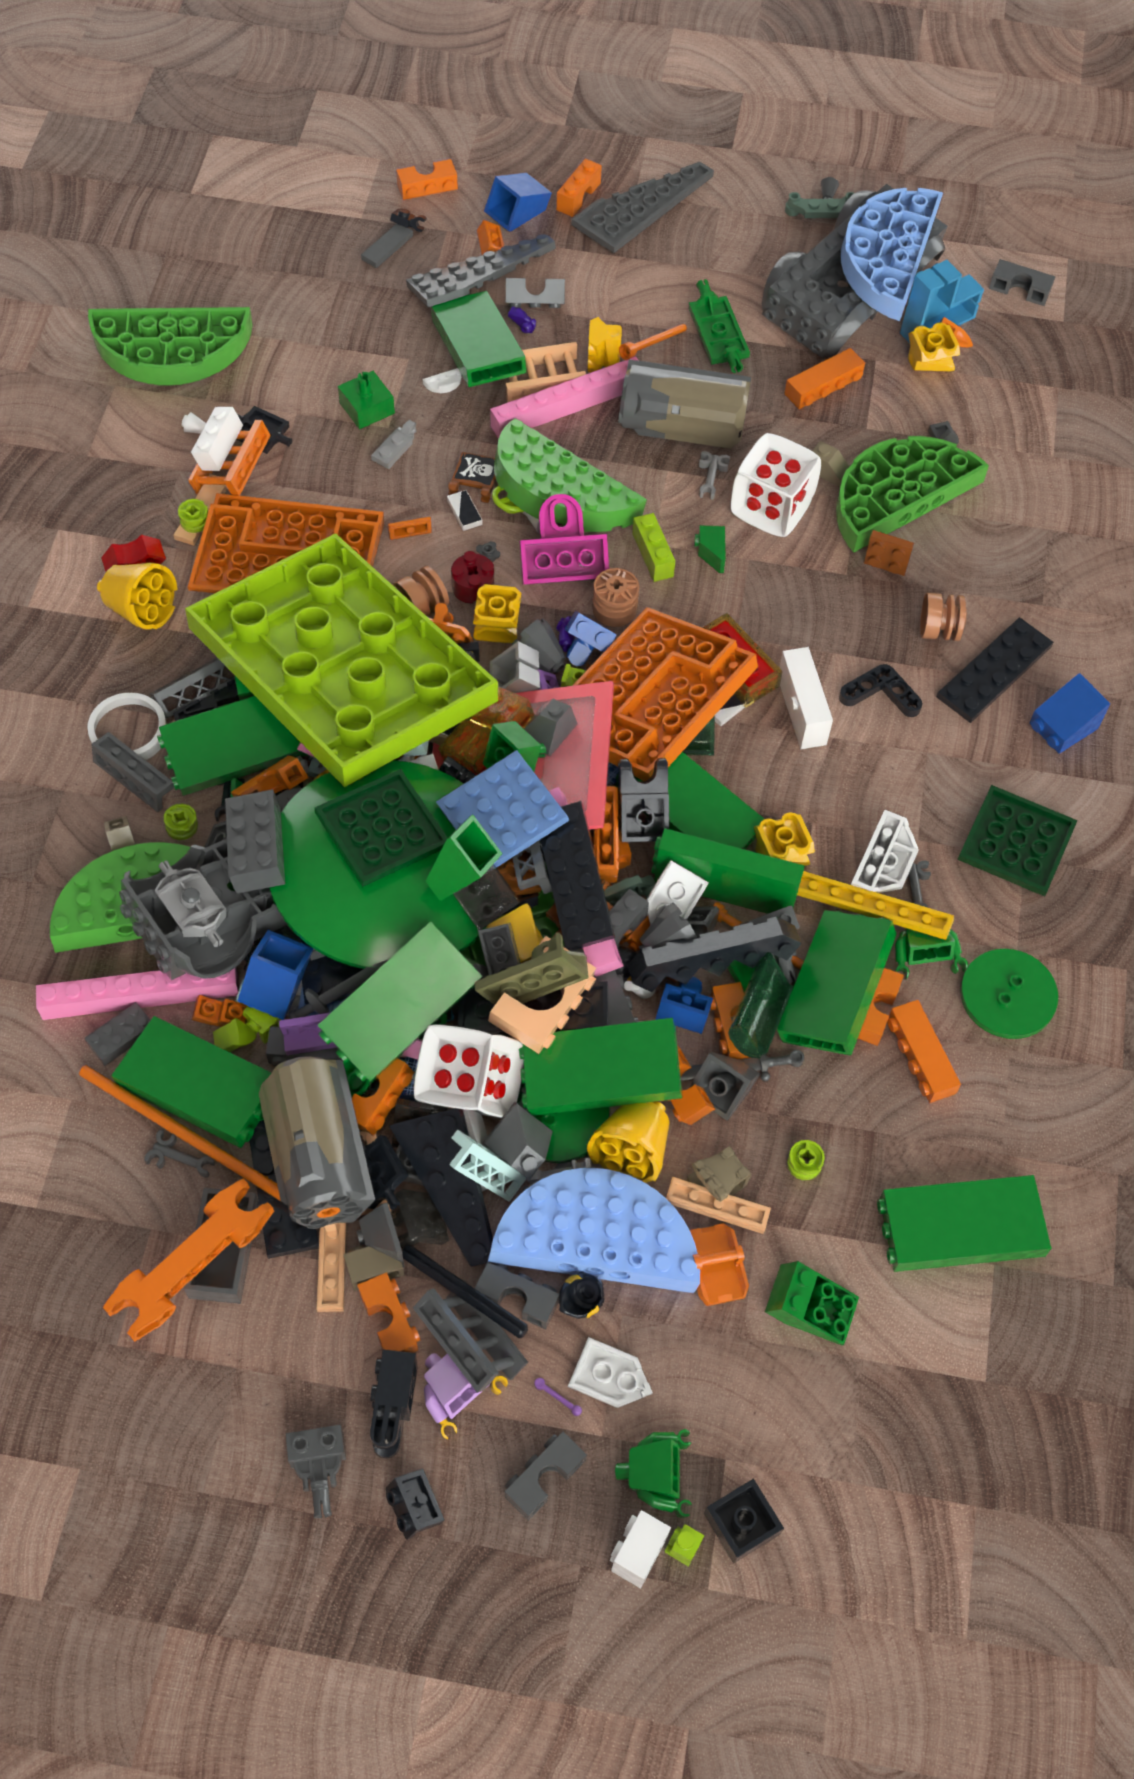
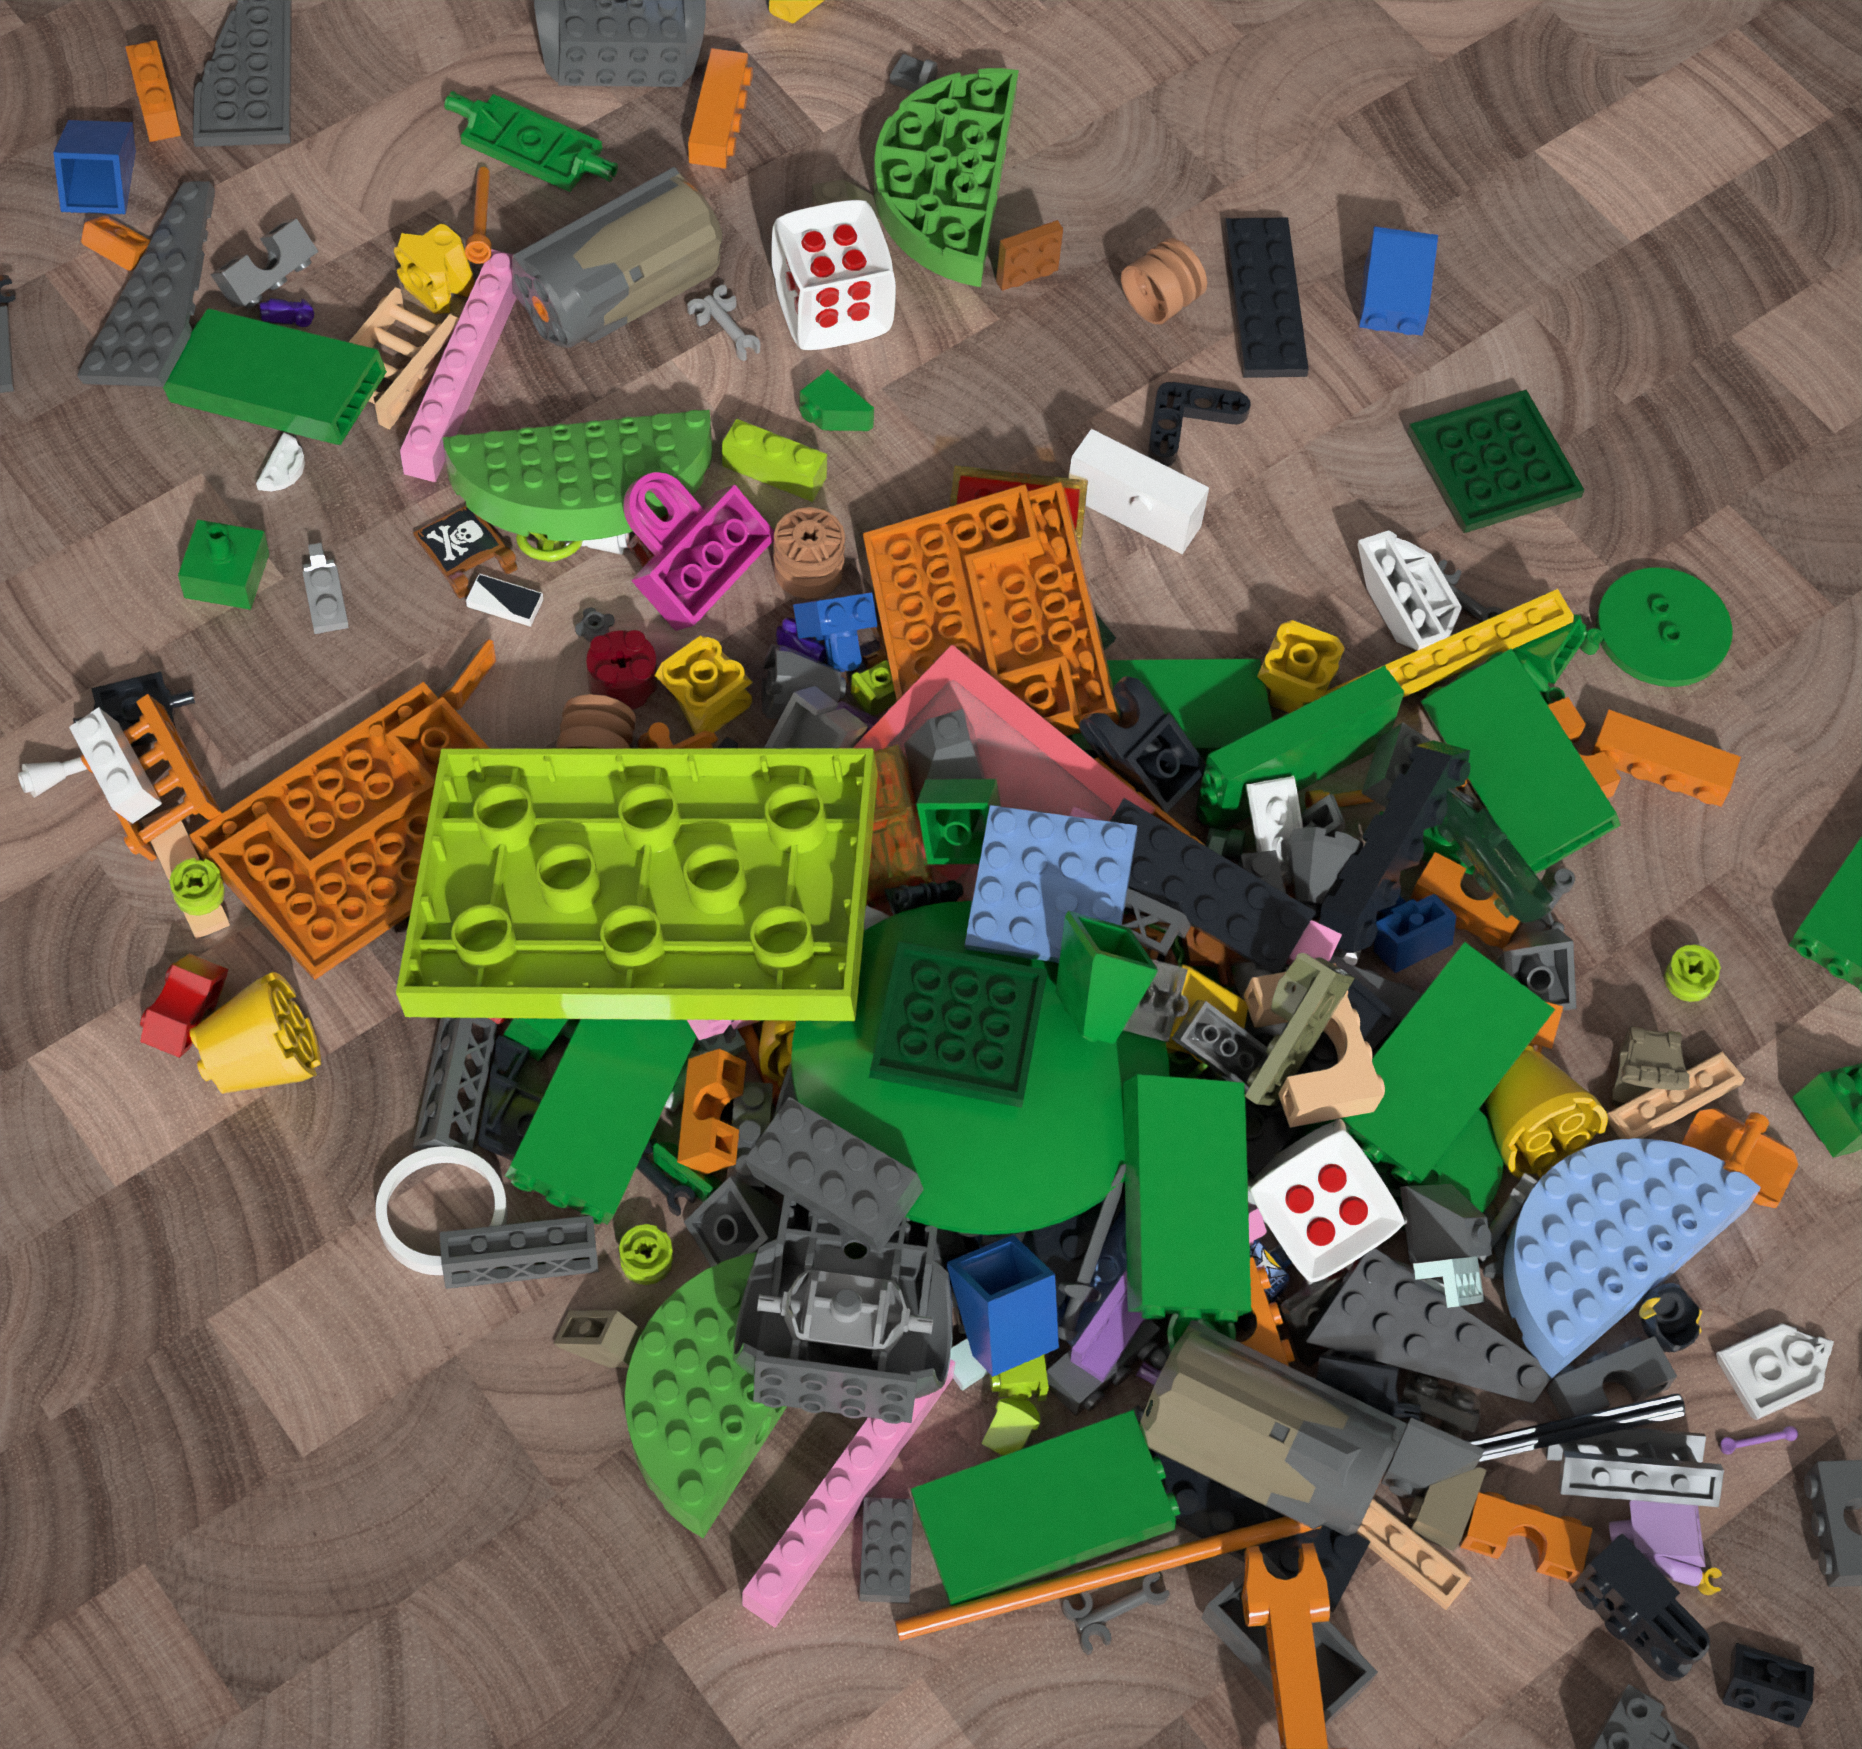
camera: 50 degrees left, 0 degrees up
(217, 1012) = (960, 1416): orange slope -> none

